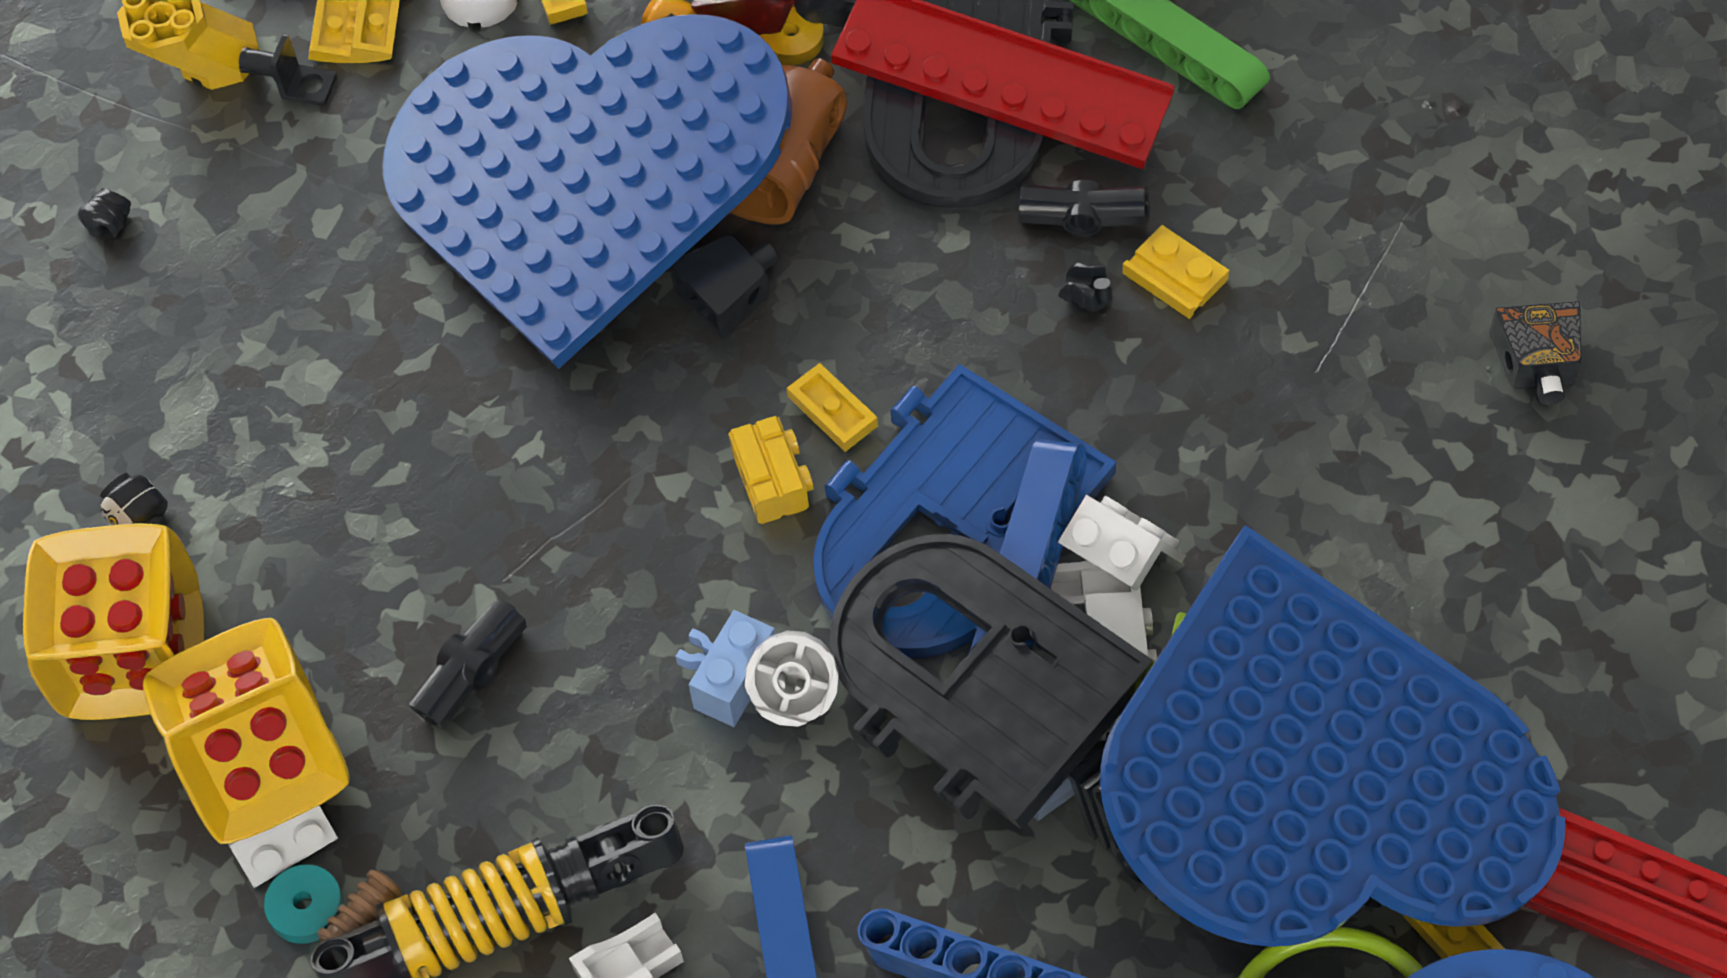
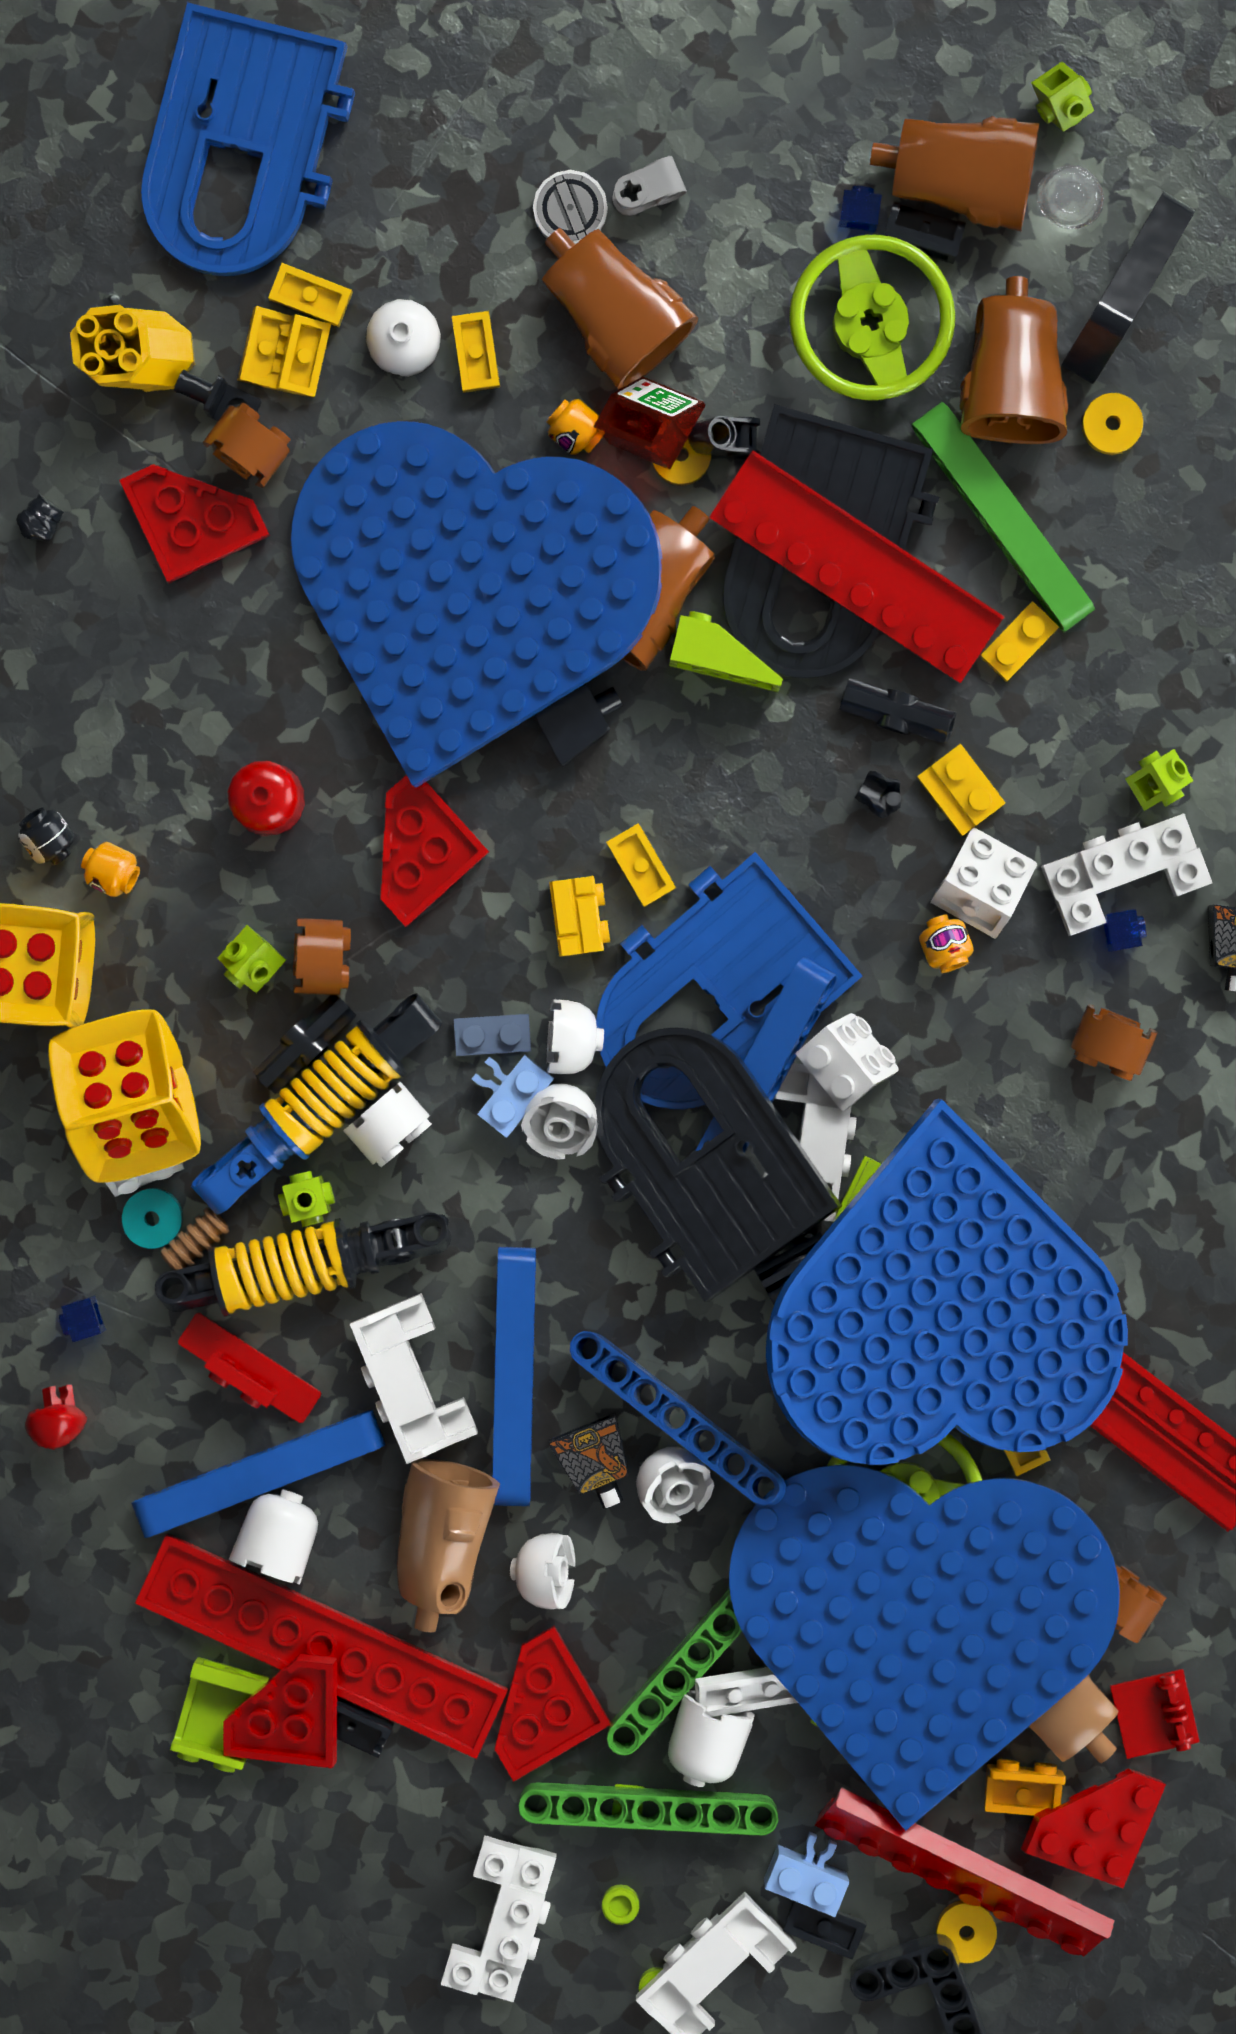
camera: 10 degrees right, 30 degrees up
(213, 525) = (110, 869): none -> light orange head
(271, 183) = (190, 520): none -> red plate
(323, 94) = (247, 444): none -> dark orange brick
(385, 415) = (266, 798): none -> red cylinder
(390, 583) = (250, 960): none -> lime brick
(473, 559) = (320, 956): none -> dark orange brick
(491, 716) = (308, 1115): none -> piece
(492, 828) = (321, 1195): none -> lime brick
(578, 439) = (422, 849): none -> red plate
(581, 722) = (387, 1123): none -> white brick
(703, 610) = (492, 1034): none -> sand blue plate
(788, 585) = (572, 1037): none -> white cylinder
(878, 183) = (714, 652): none -> lime slope
(1197, 126) = (1019, 641): none -> yellow plate
(1204, 413) = (946, 943): none -> light orange head
(1227, 353) = (984, 883): none -> white bracket
(1378, 297) = (1112, 863): none -> white bracket
(1382, 211) = (1159, 779): none -> lime brick
(1401, 362) = (1124, 930): none -> clear blue plate
(1428, 466) = (1112, 1041): none -> dark orange brick

